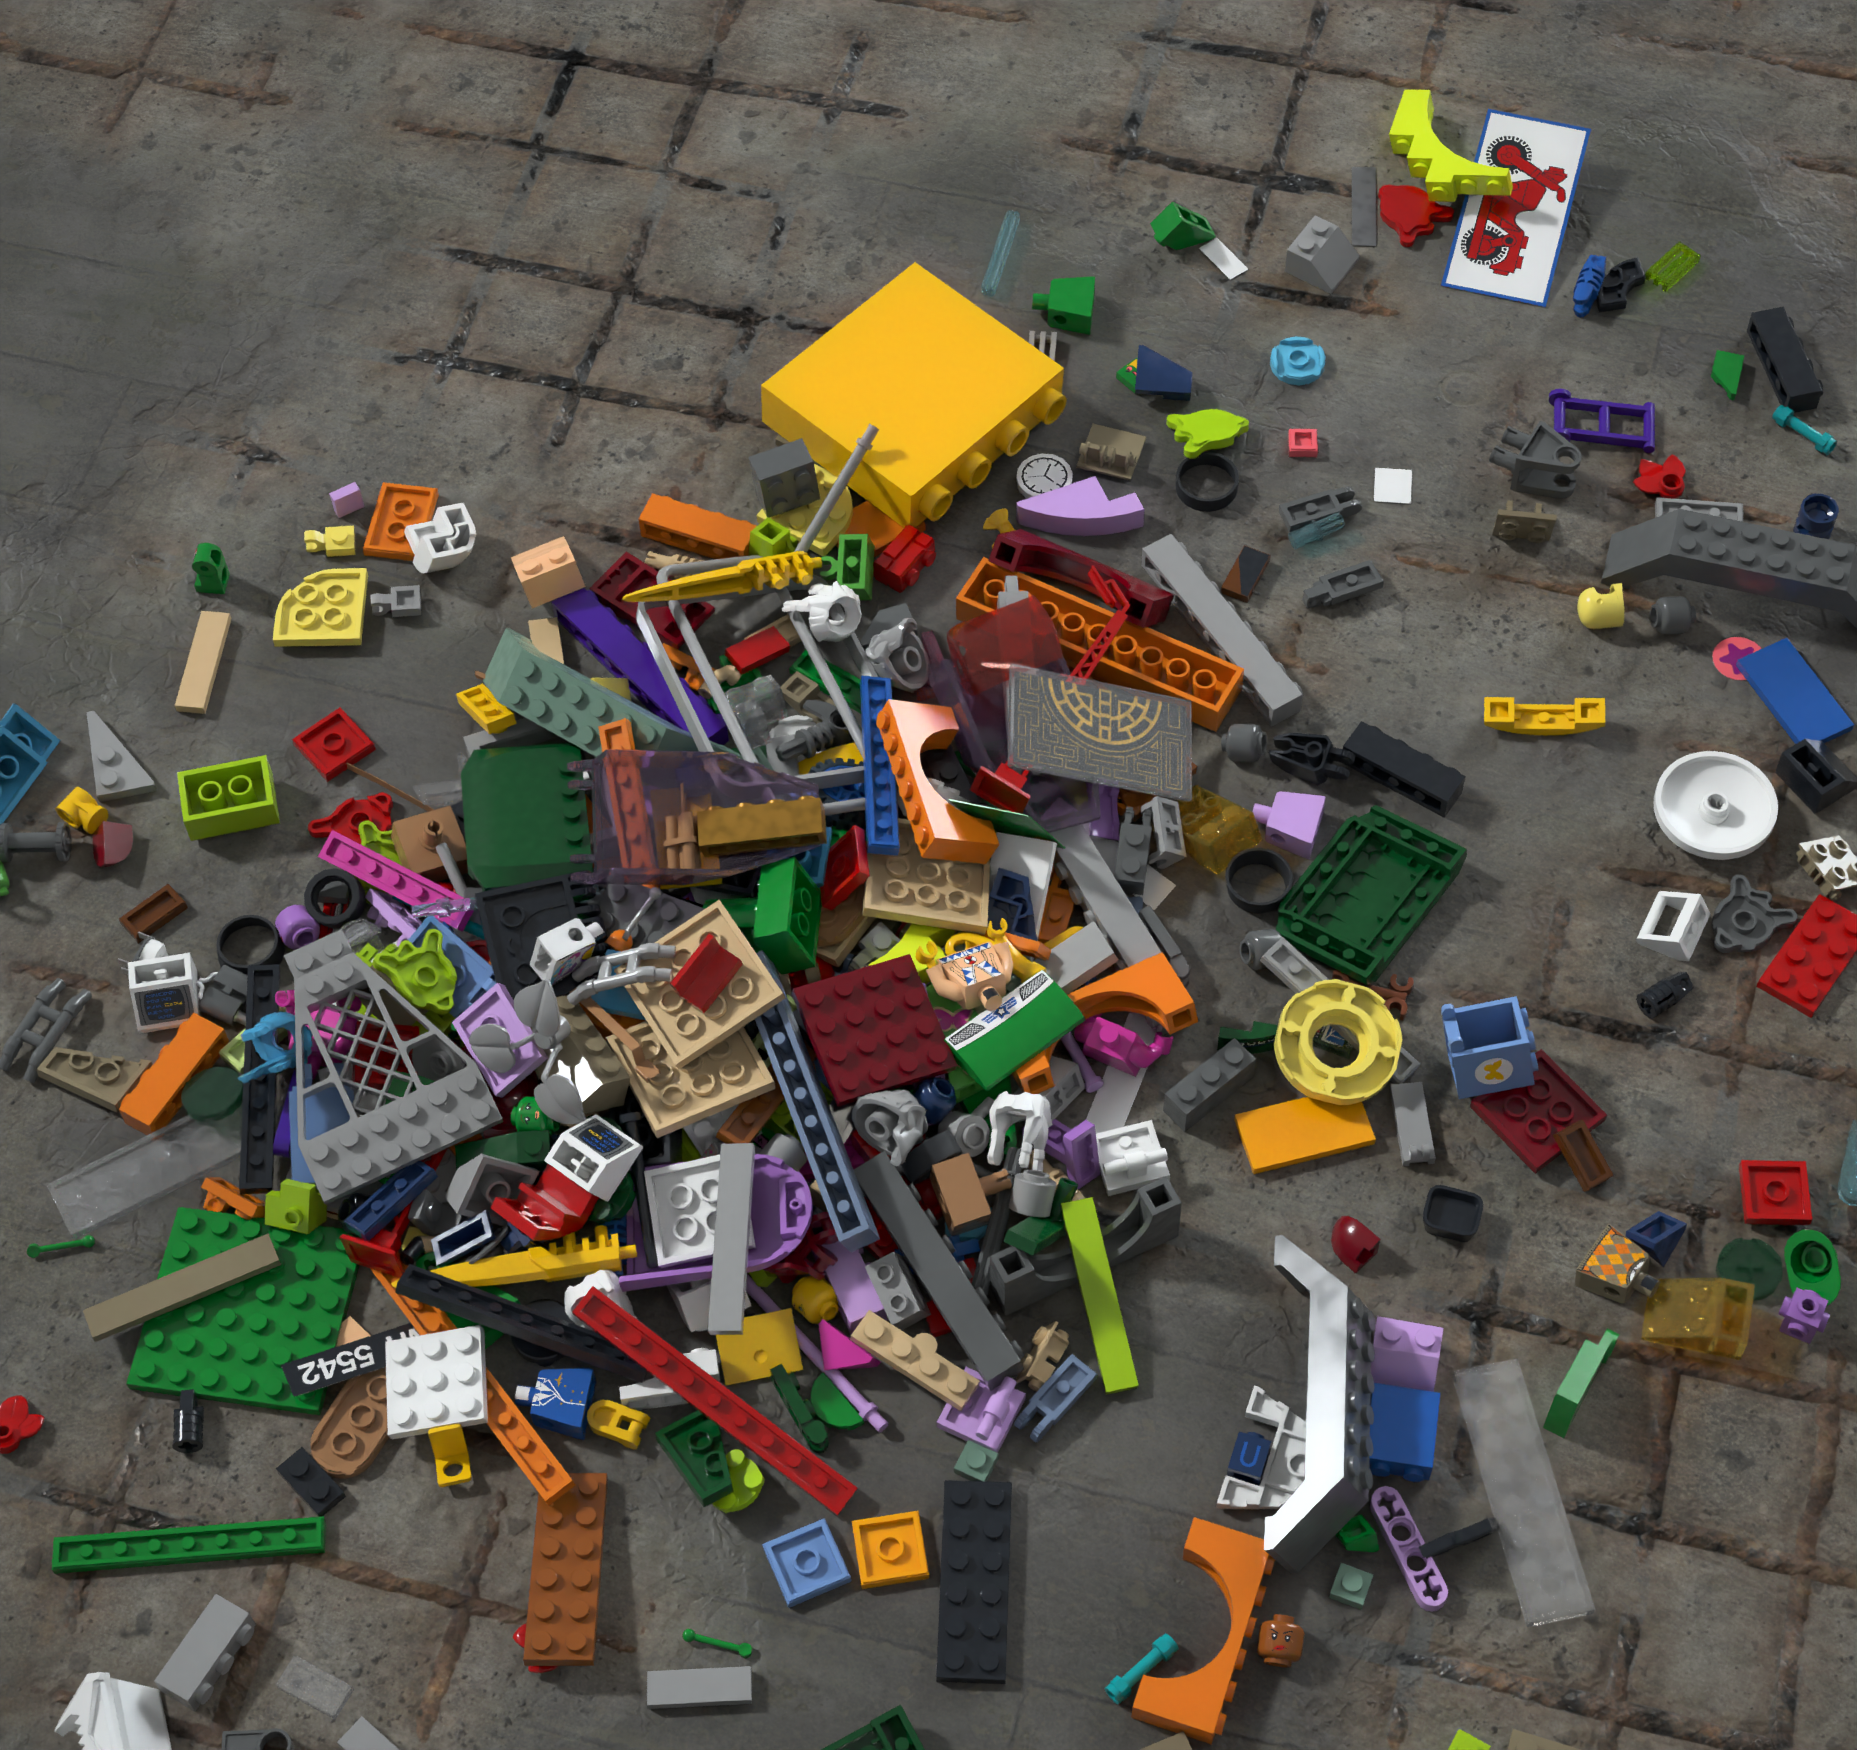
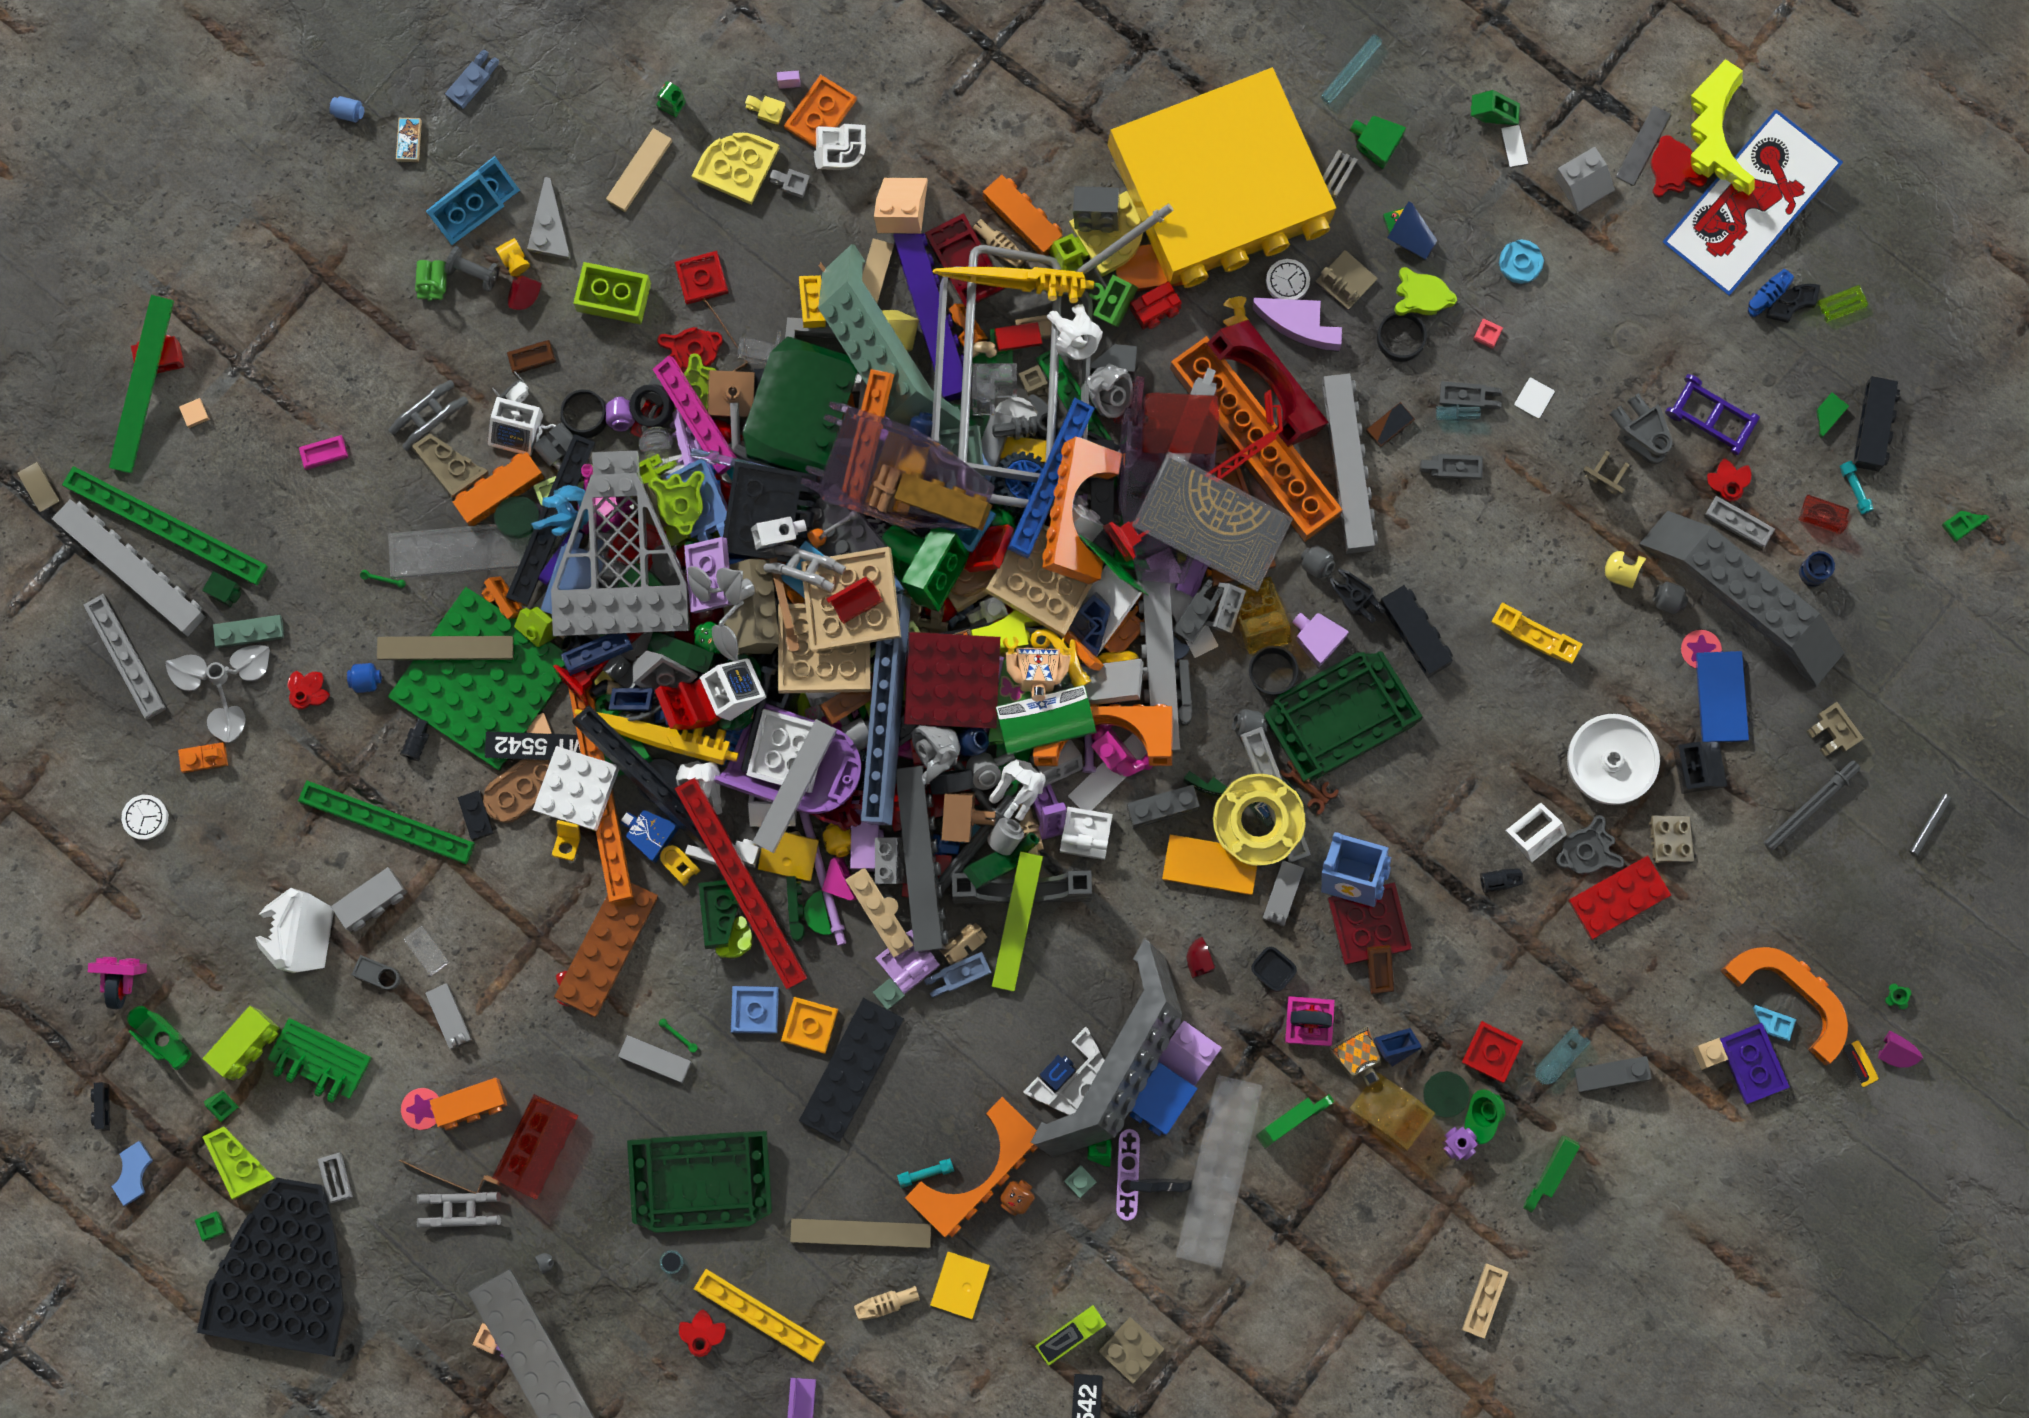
camera: 25 degrees right, 20 degrees up
(83, 1372) = (363, 678): none -> blue head
(1532, 1255) = (1309, 1021): none -> dark pink plate
(1787, 470) = (1824, 514): none -> clear red panel

